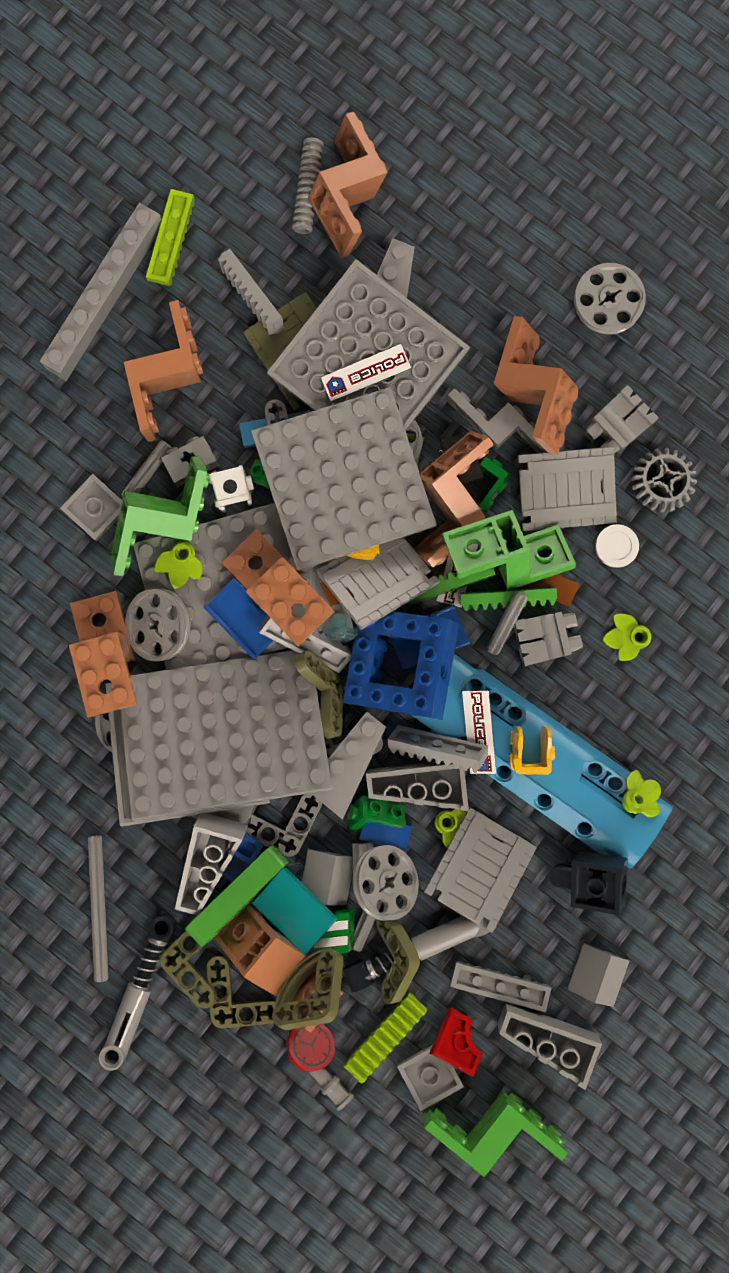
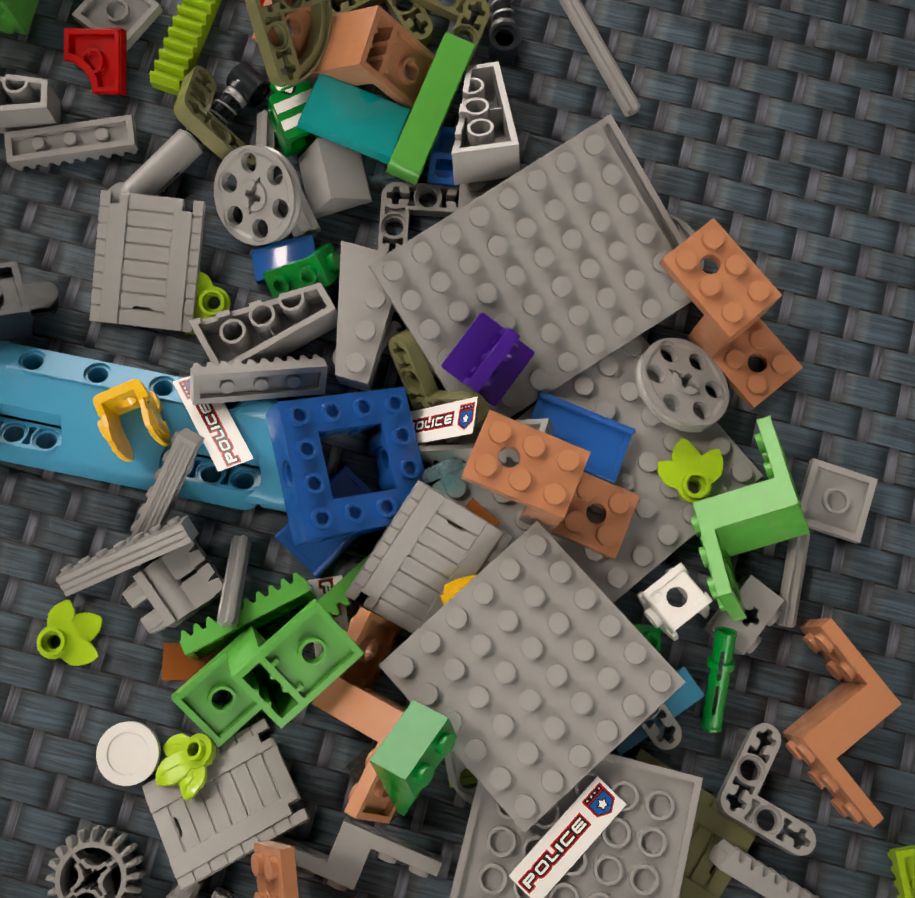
camera: 155 degrees right, 5 degrees down
(213, 447) = (723, 642): none -> green pin
(242, 349) = (753, 804): none -> light grey beam
(281, 691) = (488, 358): none -> dark purple bracket
(326, 664) = (445, 420): none -> white sticker
(437, 459) = (412, 753): none -> slope
(493, 470) = (336, 783): green bracket -> none
(532, 696) = (168, 481): none -> light grey piece
(570, 668) = (126, 555): none -> light grey piece
(586, 523) = (183, 764): none -> lime plate

